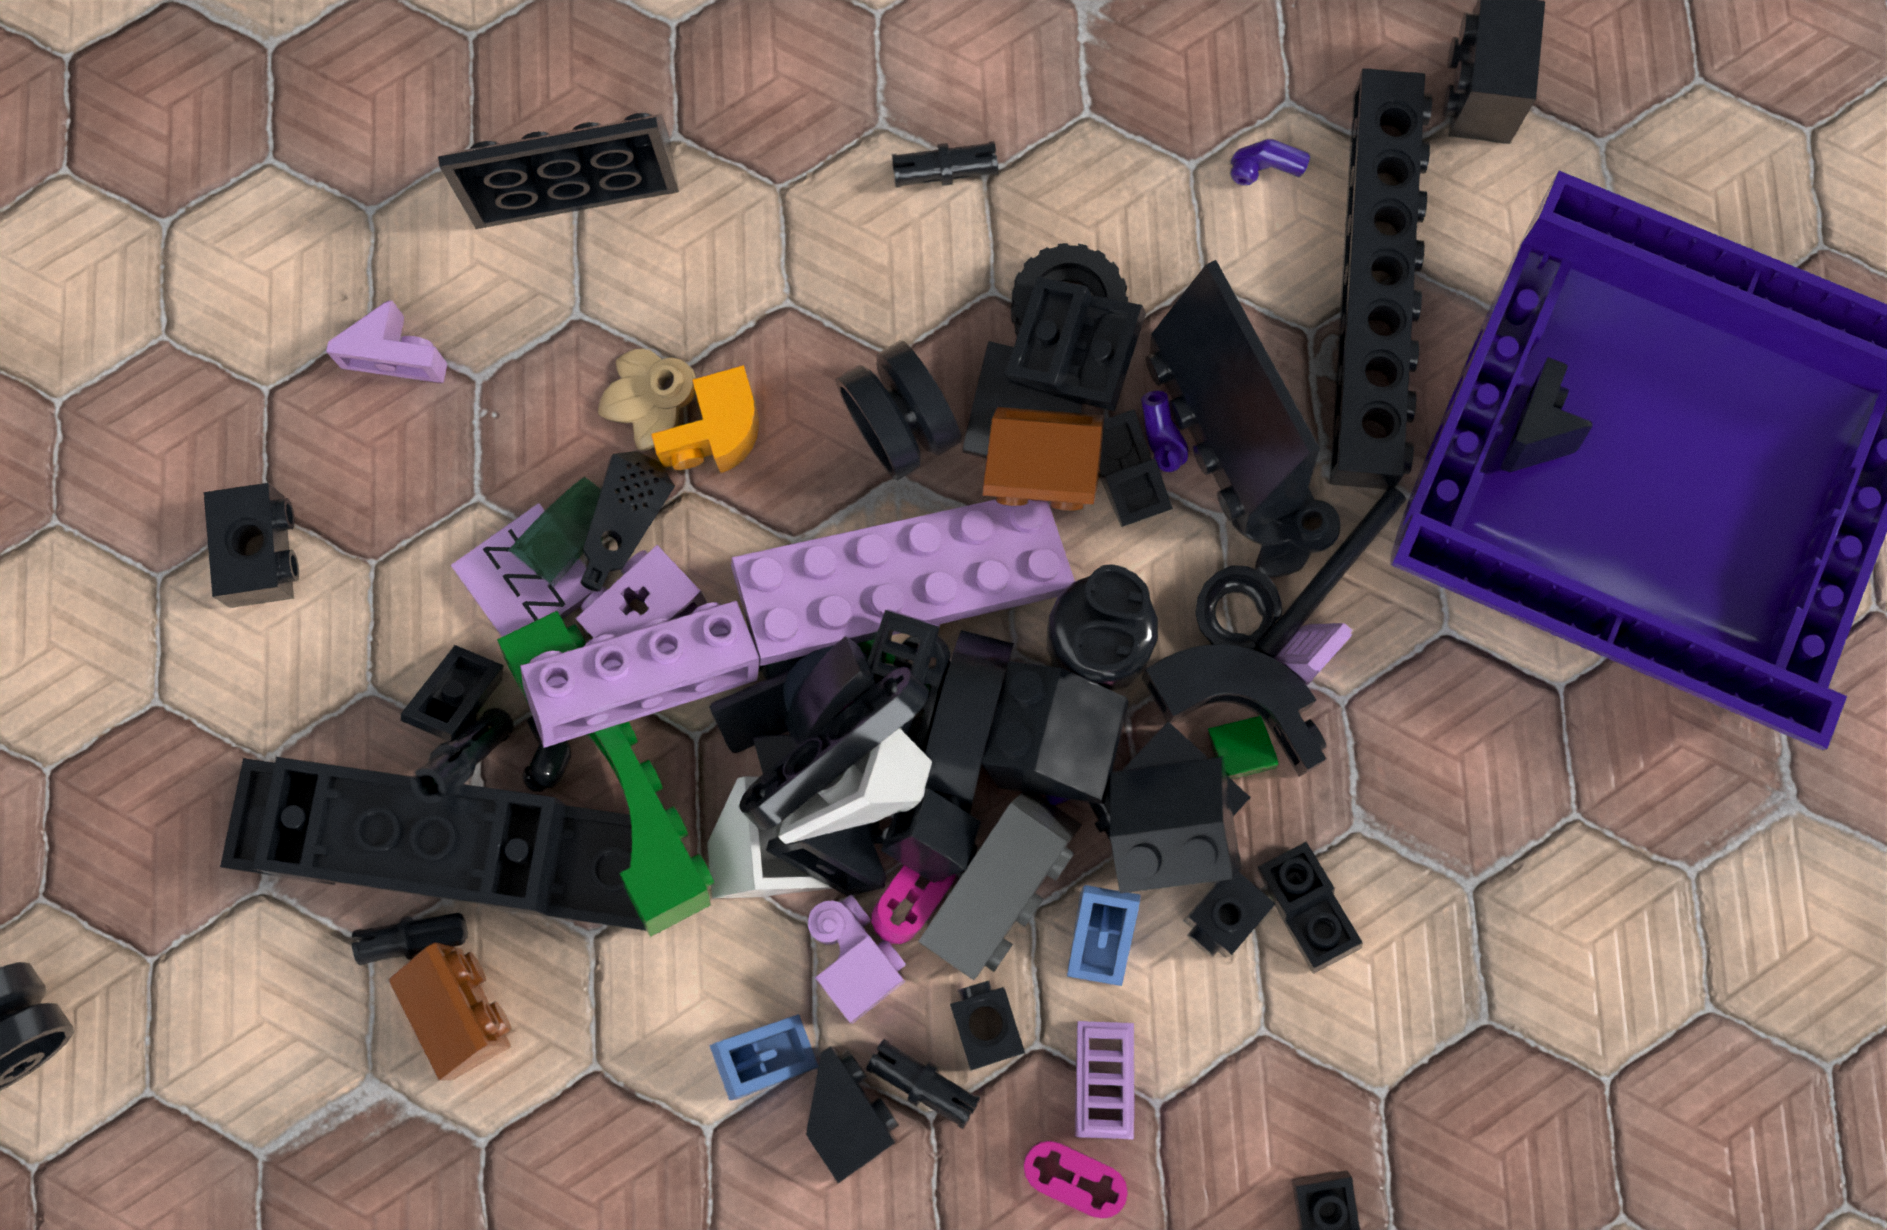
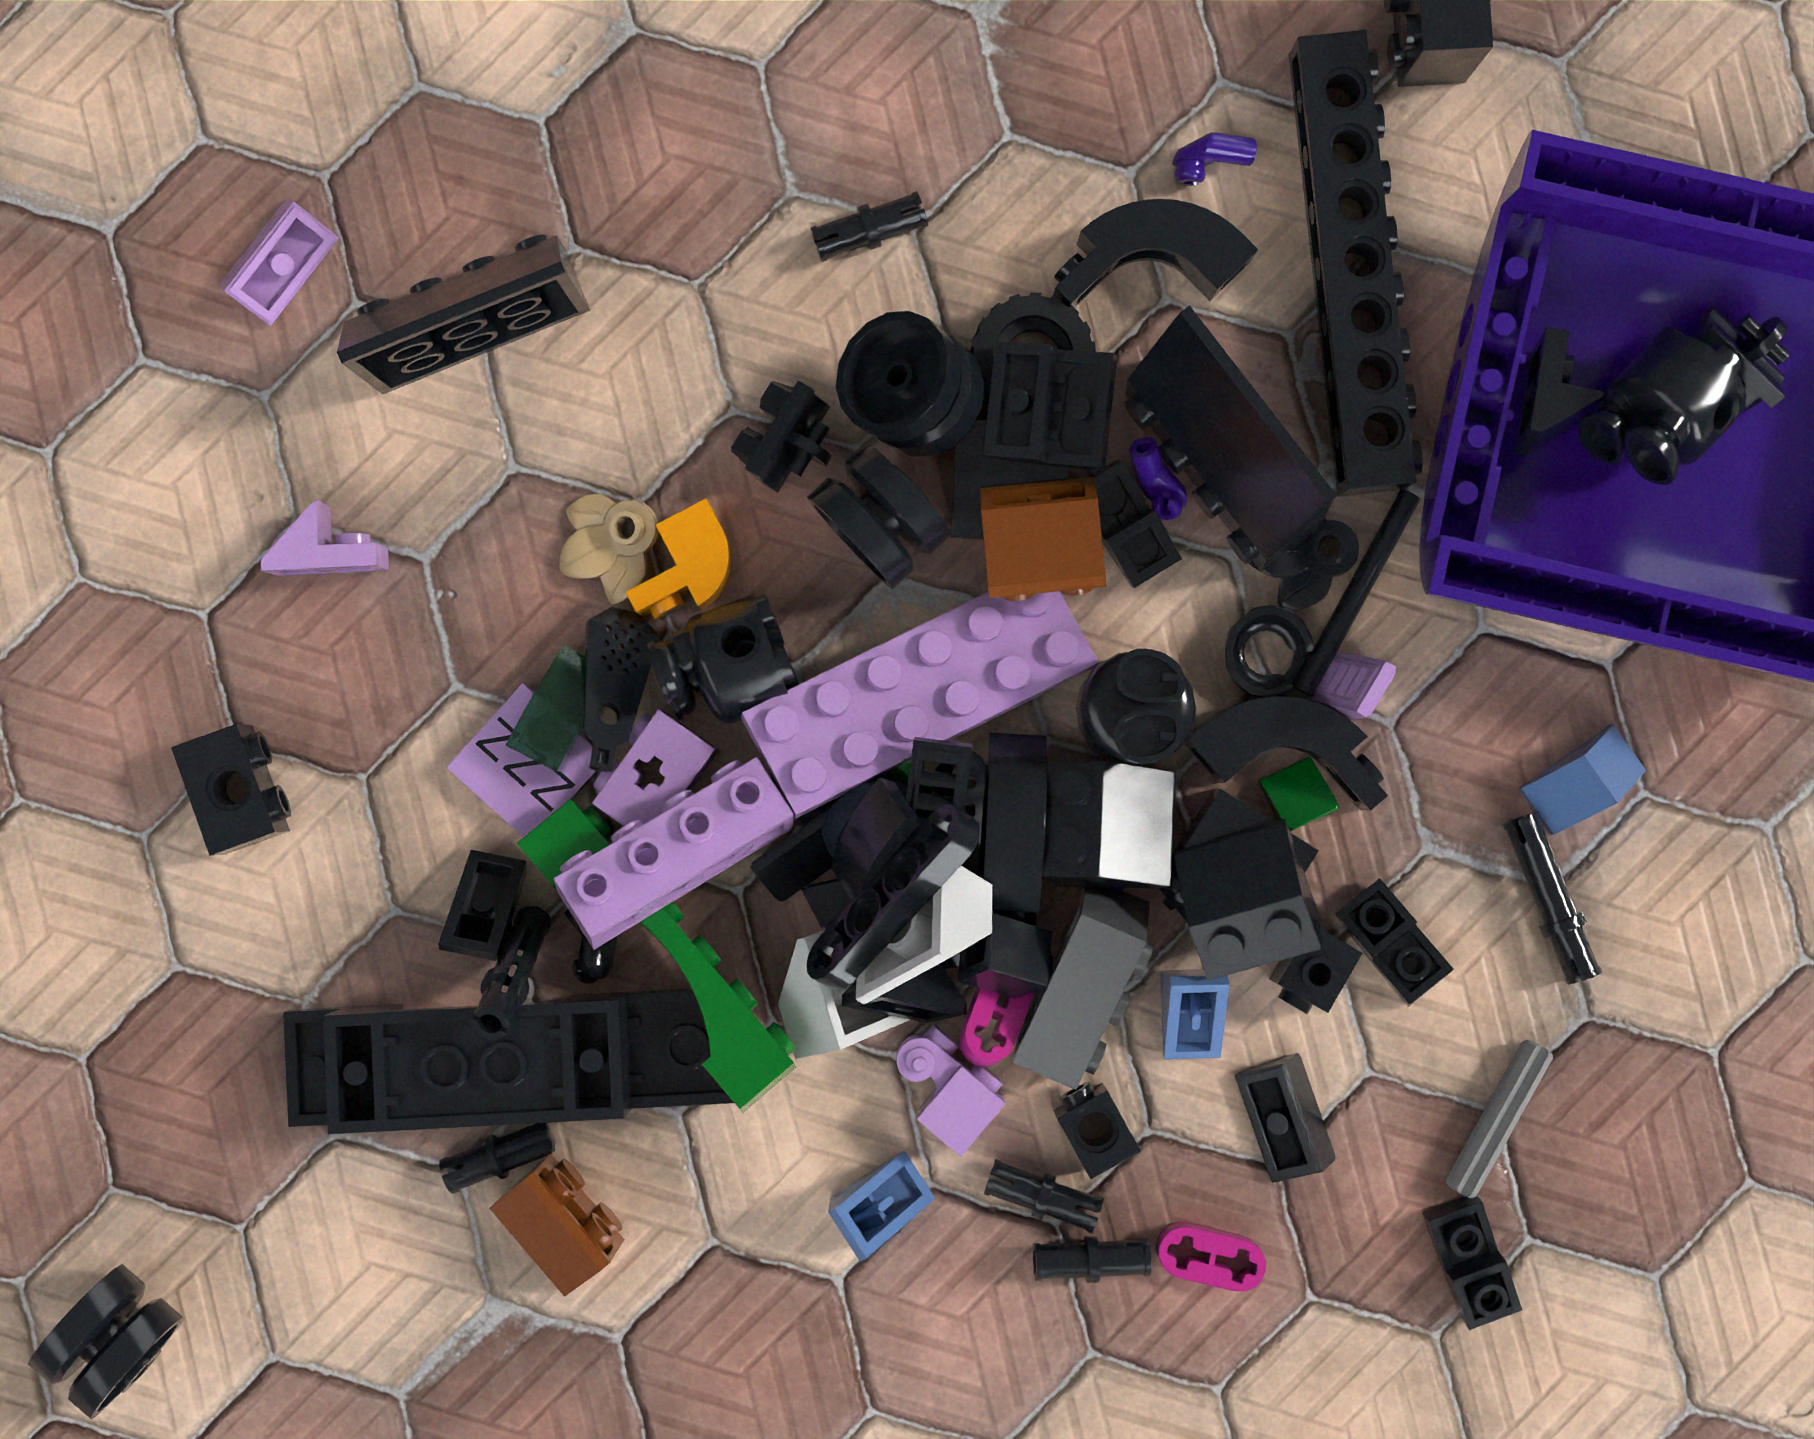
camera: 15 degrees left, 10 degrees up
(412, 98) = (278, 261): none -> lavender slope
(728, 509) = (729, 656): none -> black piece
(832, 331) = (791, 438): none -> black hips
(843, 1120) = (974, 1250): black slope -> none
(951, 299) = (910, 384): none -> black wheel
(957, 1156) = (1091, 1259): none -> black pin
(1105, 1128) = (1228, 1206): lavender slope -> none
(1174, 1058) = (1286, 1118): none -> black slope
(1205, 215) = (1162, 231): none -> black arch
(1383, 1100) = (1499, 1118): none -> light grey axle
(1470, 894) = (1552, 899): none -> black pin
(1517, 789) = (1584, 781): none -> medium blue slope
(1648, 446) = (1666, 406): none -> black piece
(1737, 440) = (1758, 374): none -> black hips

